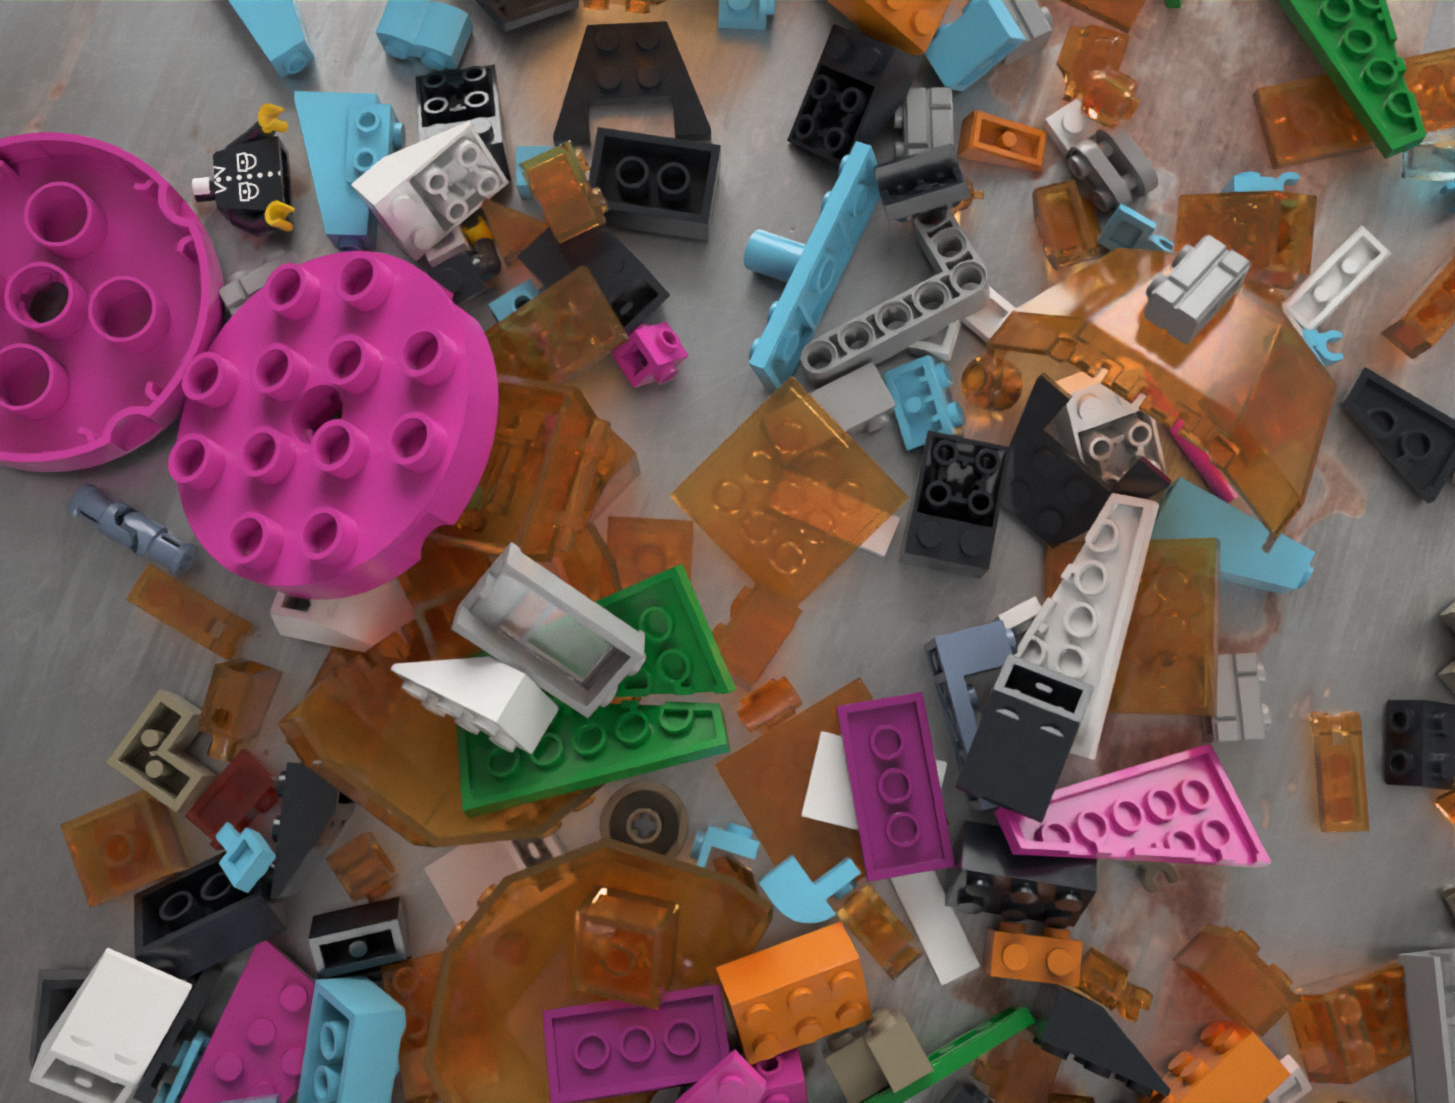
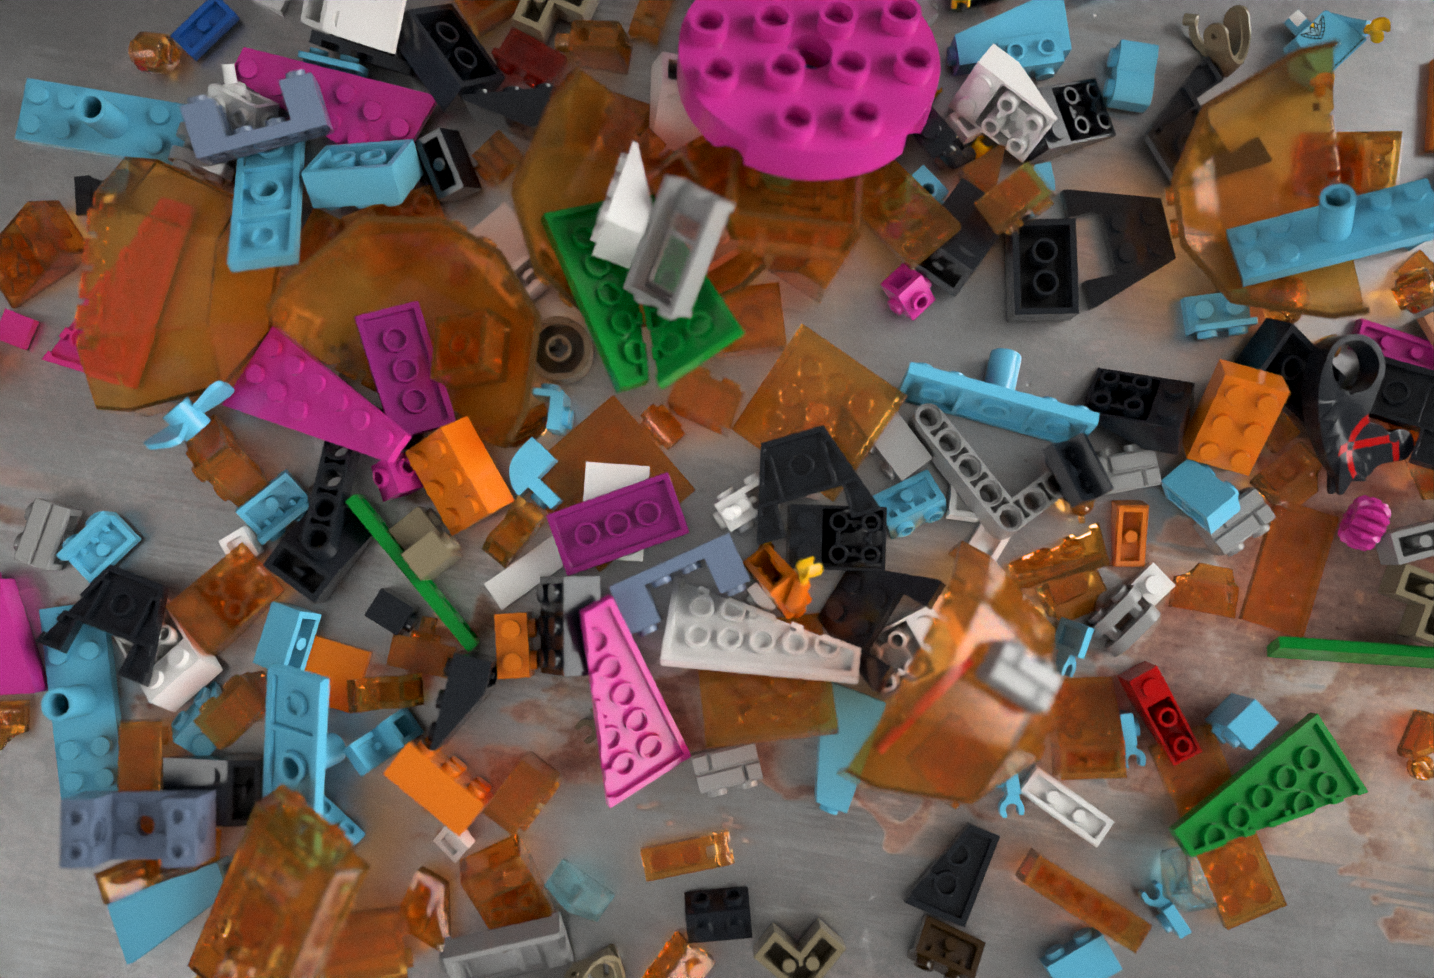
camera: 85 degrees right, 5 degrees up
(246, 856) = (488, 72): medium azure plate -> none
(861, 532) = (802, 467): none -> black wing
(894, 619) = (739, 508): none -> white brick
(992, 383) = (933, 551): clear orange head -> none
(999, 586) = (780, 581): none -> orange torso
(1024, 737) = (664, 606): black slope -> none
(1028, 221) = (1059, 563): none -> clear orange wing
(1108, 985) = (504, 703): clear orange plate -> none
(1109, 97) = (1177, 606): clear orange head -> none
(1233, 144) = (1159, 711): none -> red slope
(1262, 49) = (1240, 722): none -> medium azure brick
(1369, 926) = (579, 891): none -> clear light blue slope

